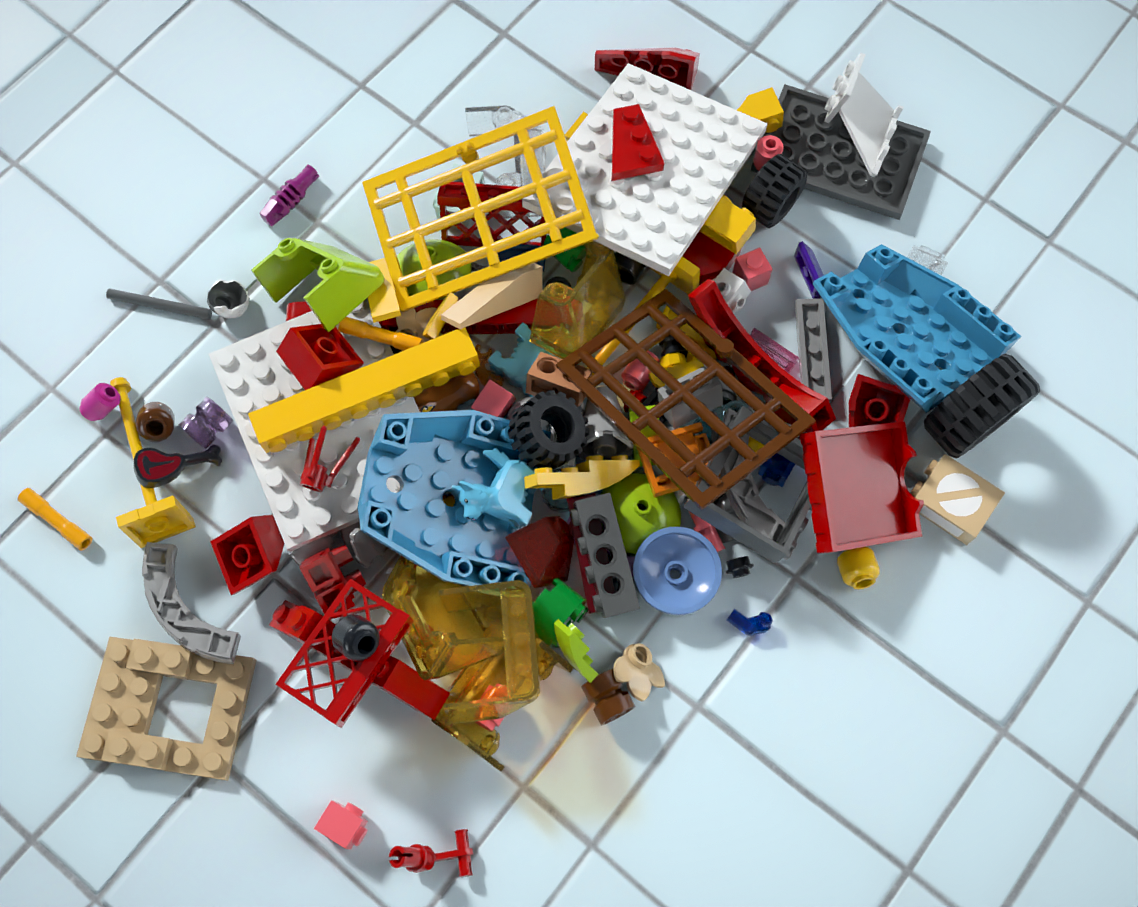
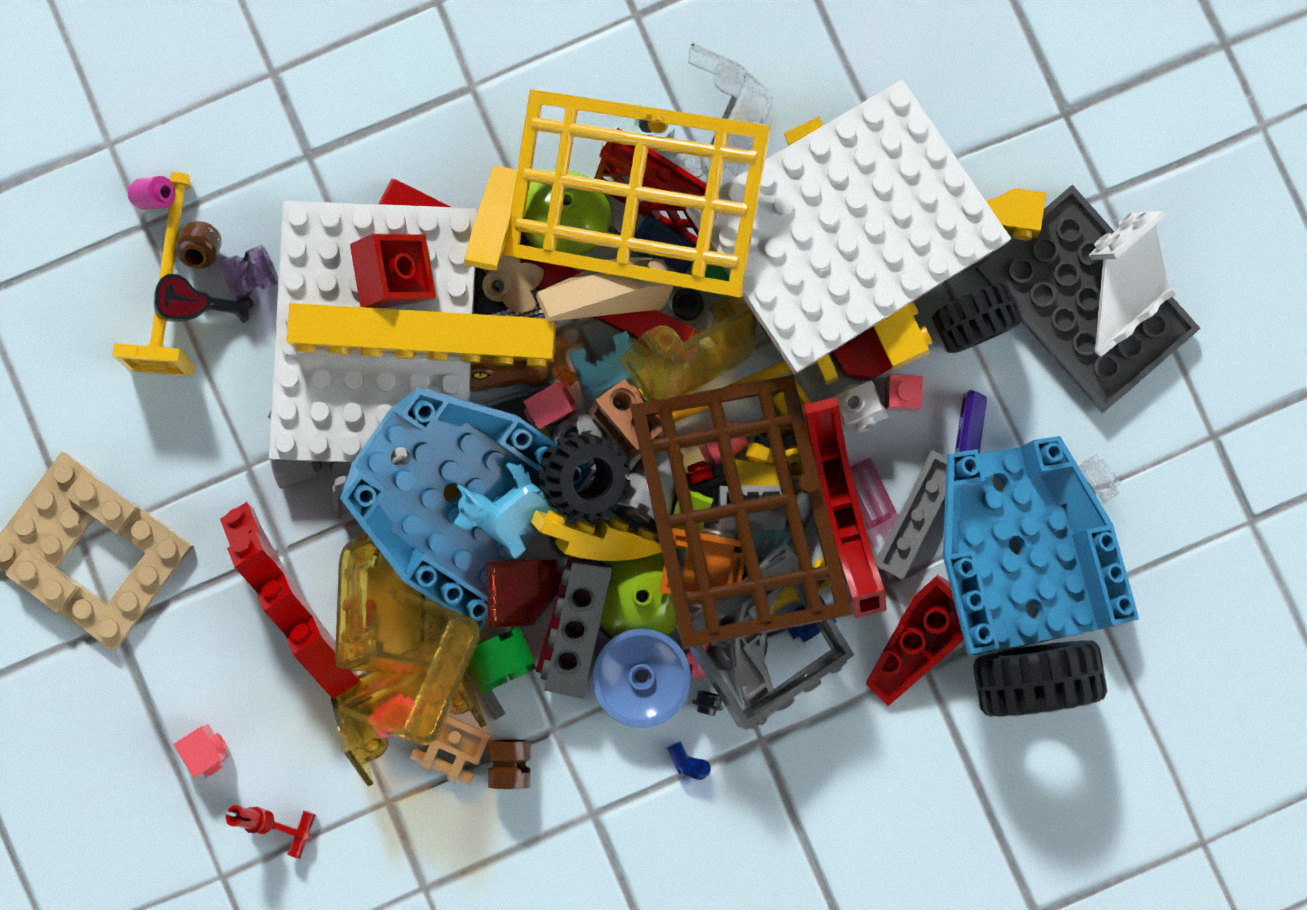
camera: 25 degrees right, 15 degrees up
(67, 529) = (48, 279): light orange piece -> none
(158, 303) = (260, 102): dark grey bar -> none
(175, 616) = (131, 462): light grey tile -> none
(228, 298) = (333, 138): dark grey hair -> none
(249, 552) = (231, 442): red slope -> none
(288, 196) = (453, 41): magenta hinge -> none
(314, 475) = (328, 400): red plant -> none
(326, 578) = (294, 513): red hips -> none
(343, 276) = (458, 198): lime windscreen -> none
(355, 637) = (285, 603): black head -> none
(363, 673) = (286, 630): red fence -> none
(364, 330) = (452, 262): light orange piece -> none
(435, 324) = (526, 294): yellow tile -> none
(554, 700) = (460, 740): none -> tan plate
(575, 649) = (496, 702): lime slope -> none
(633, 145) = (842, 198): red wing -> none
(638, 671) = (551, 757): tan plate -> none
(668, 63) = (948, 90): red wedge -> none
(766, 149) = (987, 273): coral brick -> none
(858, 567) = (825, 765): yellow head -> none
(860, 486) = (867, 695): piece -> none
(956, 498) = (964, 748): tan brick -> none

